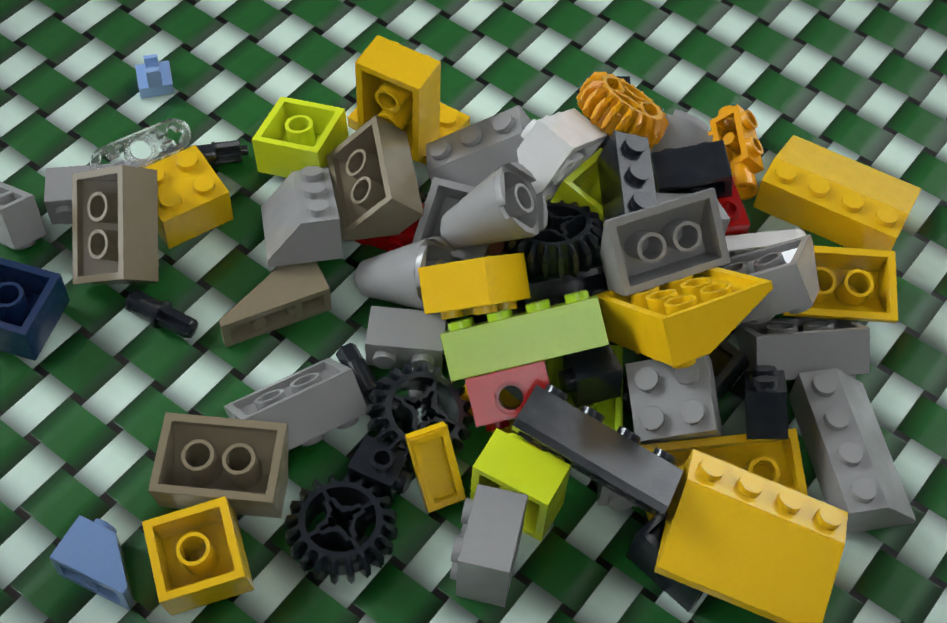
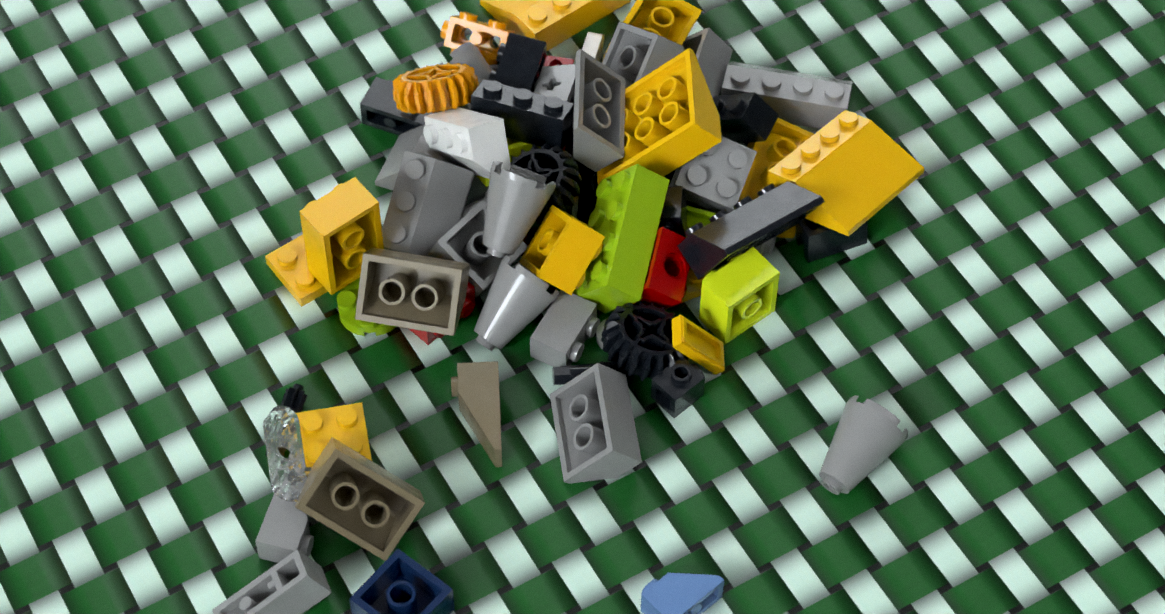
camera: 65 degrees left, 0 degrees up
(154, 77) = (164, 439): light blue tile -> none
(160, 314) = (452, 500): black axle -> none
(197, 556) = (709, 524): yellow brick -> none
(218, 458) = (638, 482): dark tan slope -> none
(298, 136) = (319, 336): neon yellow brick -> none
(302, 219) = (415, 358): light grey slope -> none
(362, 509) = (732, 415): black gear -> none
(488, 544) = (781, 330): light grey brick -> none

